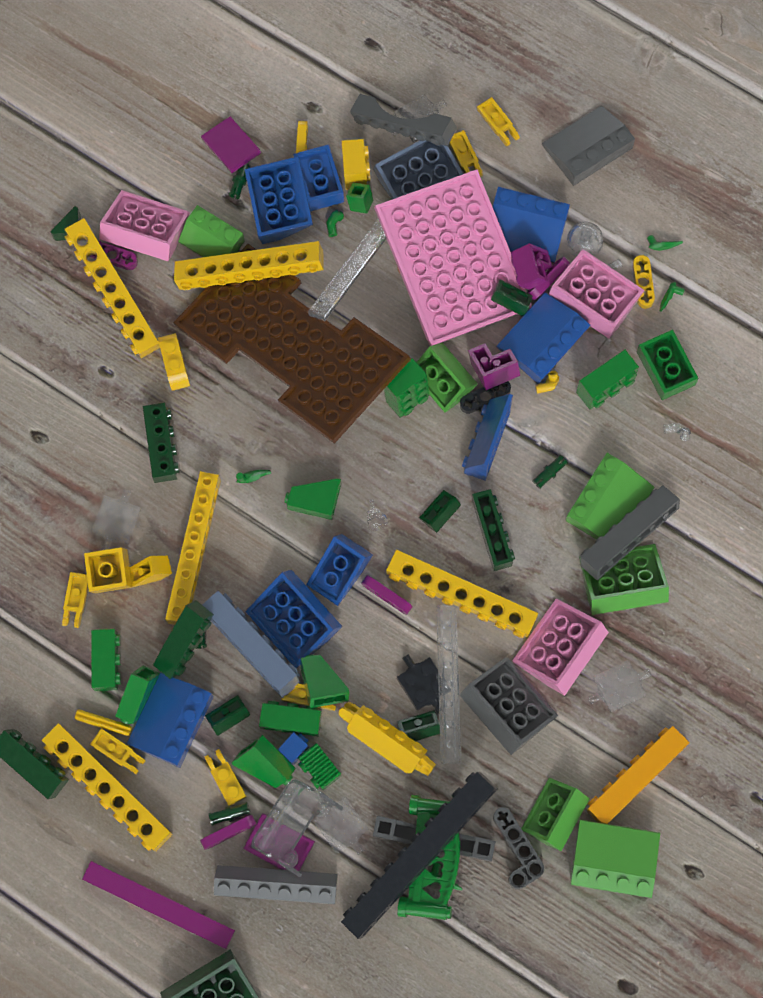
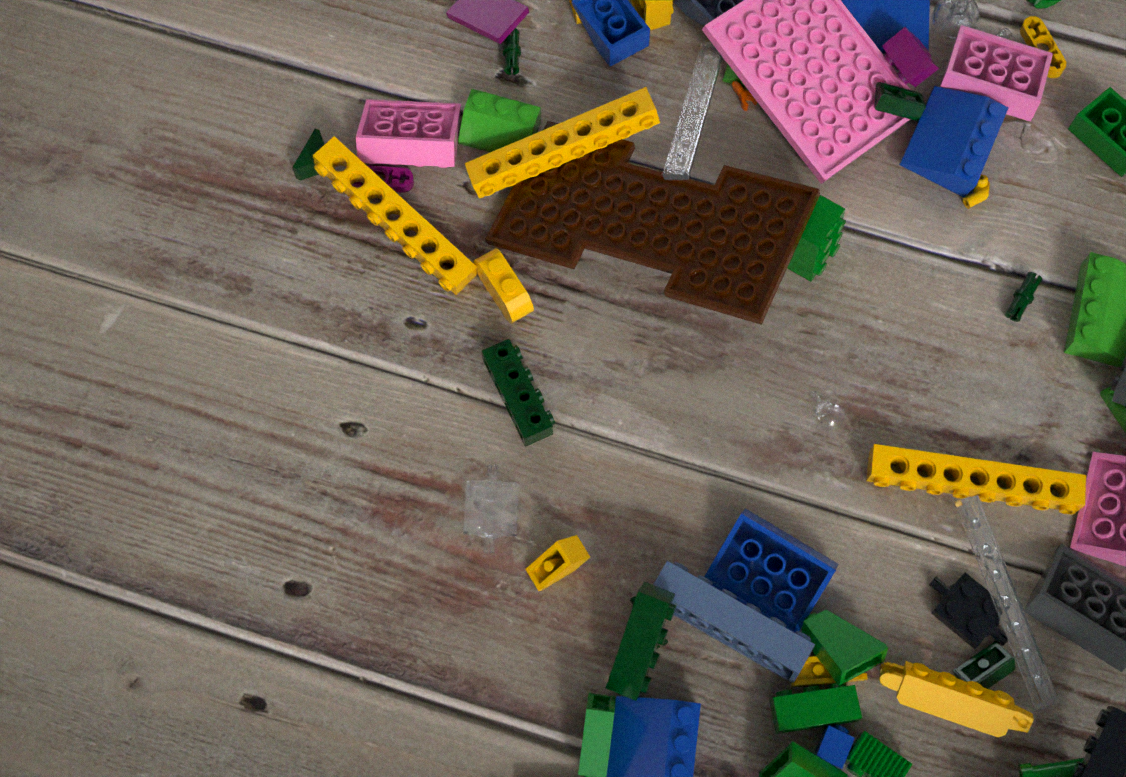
camera: 20 degrees left, 5 degrees down
(75, 598) = (469, 625): yellow hinge -> none
(105, 660) = (538, 699): green brick -> none
(108, 570) = (503, 576): yellow brick -> none
(193, 545) = (607, 519): yellow brick -> none
(227, 715) = (726, 728): dark green slope -> none
(251, 476) = (649, 403): green bar -> none
(278, 199) = (571, 58): blue slope -> none
(315, 498) = (743, 409): green slope -> none
(331, 222) = (644, 65): green arm -> none
(339, 568) = (806, 491): blue slope -> none
(359, 198) = (669, 33): green brick -> none
(386, 595) = (879, 507): magenta beam -> none
(440, 511) = (904, 382): dark green slope -> none
(446, 376) = (864, 217): bright green slope -> none
(471, 397) = (911, 218): black beam -> none
(488, 437) = (938, 271): blue slope -> none
(492, 530) = (984, 386): dark green brick -> none
(493, 369) = (908, 190): magenta brick -> none
(552, 274) = (939, 55): magenta beam -> none
(607, 380) = (1055, 167): green brick -> none
(669, 294) = (1079, 53): green bar -> none

